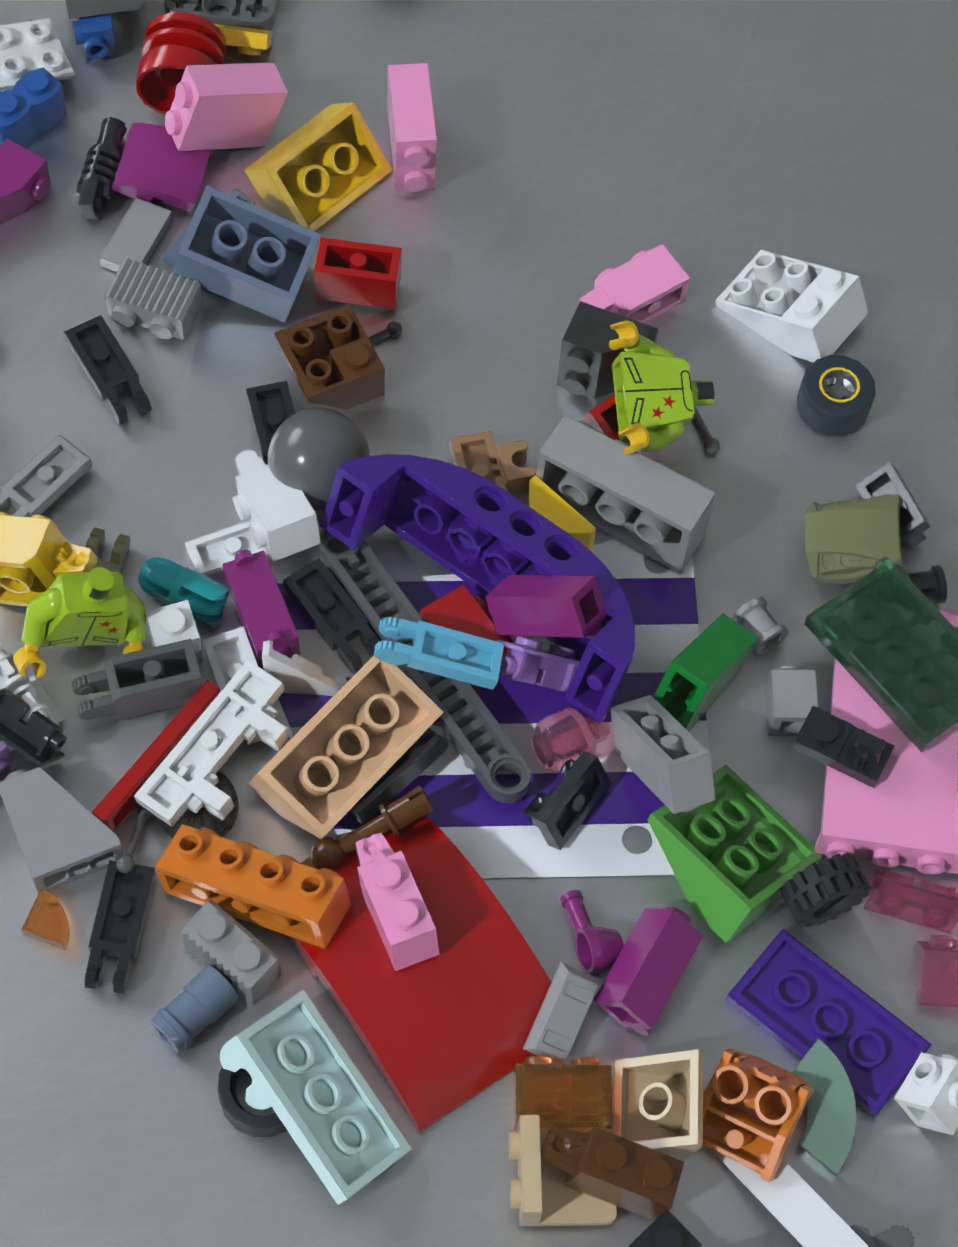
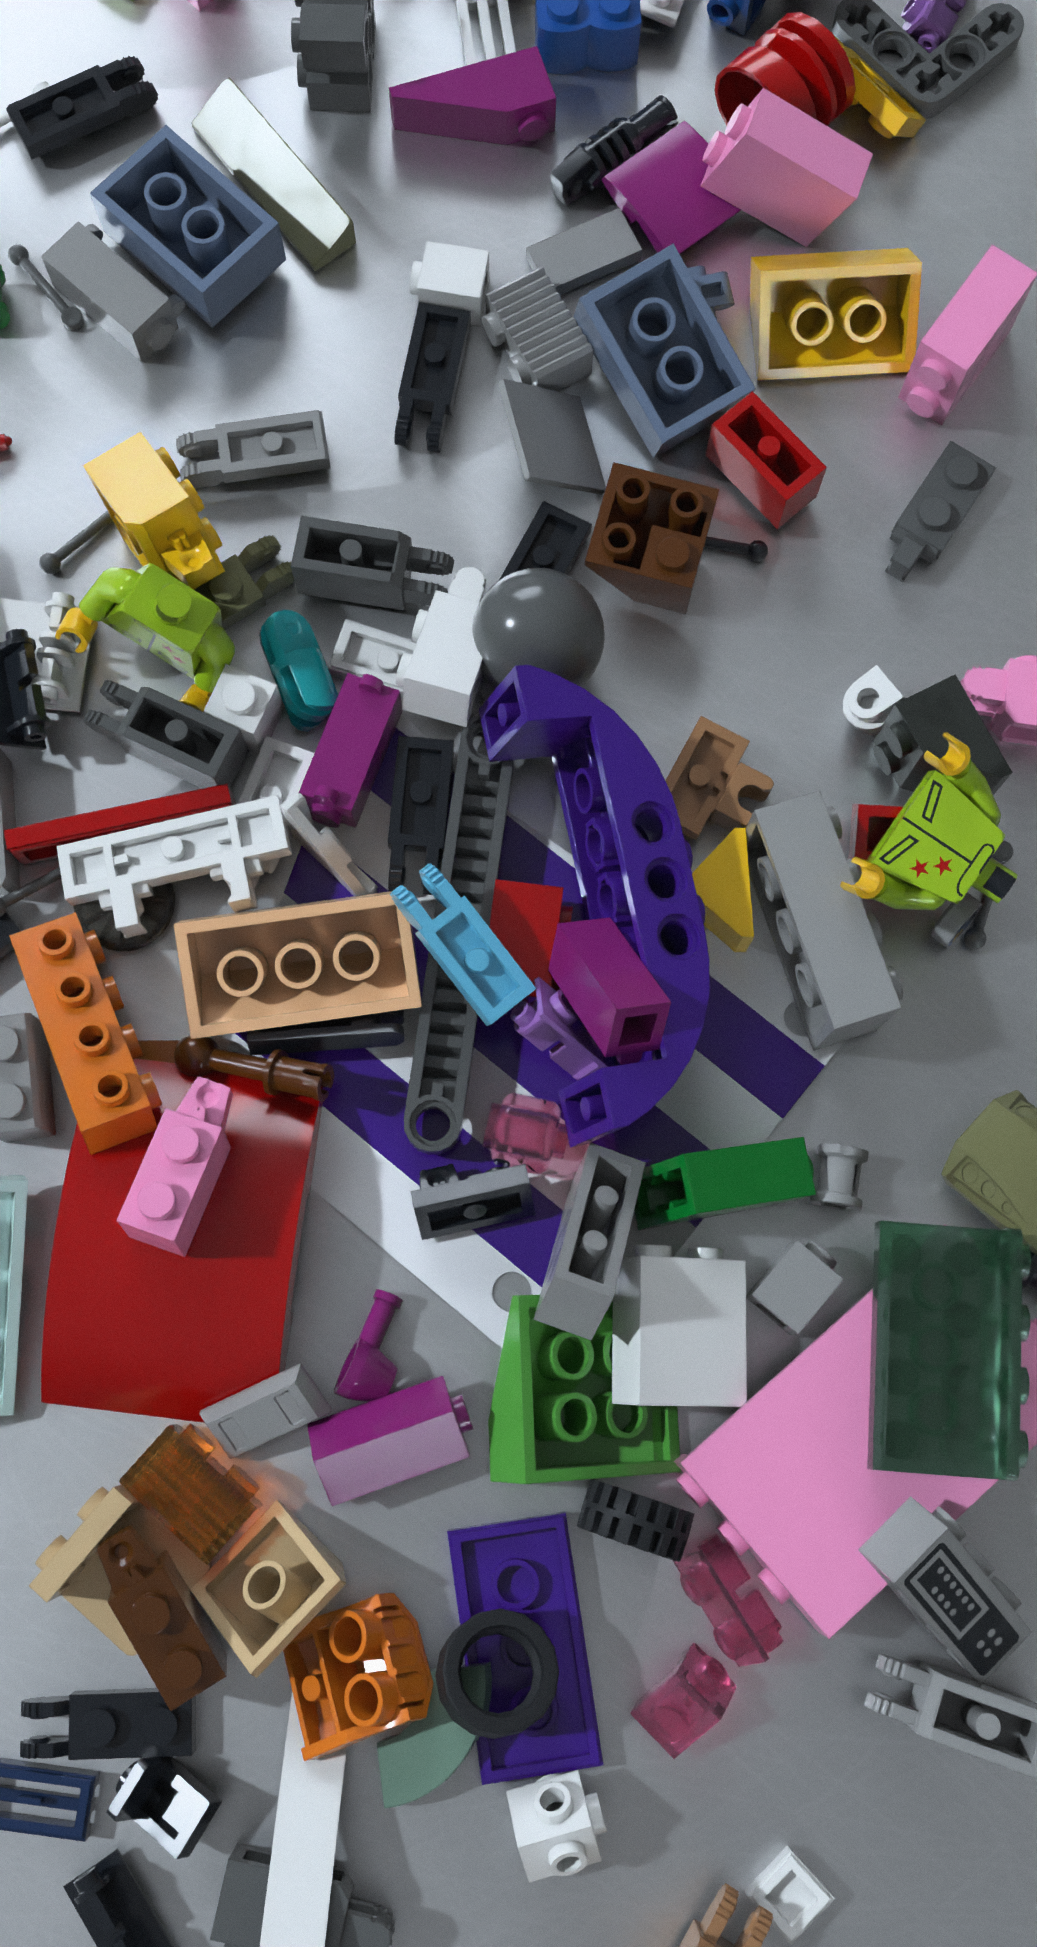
camera: 45 degrees right, 15 degrees up
(71, 304) = (452, 278): none -> white brick
(173, 499) = (364, 564): none -> dark grey hinge
(218, 349) = (552, 437): none -> light grey piece
(476, 233) = (938, 508): none -> dark grey hinge
(540, 358) = (870, 701): none -> white piece
(693, 441) = (955, 920): none -> light grey tile
(757, 771) = (679, 1329): none -> white brick
(835, 1004) = (543, 1664): none -> black tyre
(843, 746) = (789, 1391): black hinge -> none

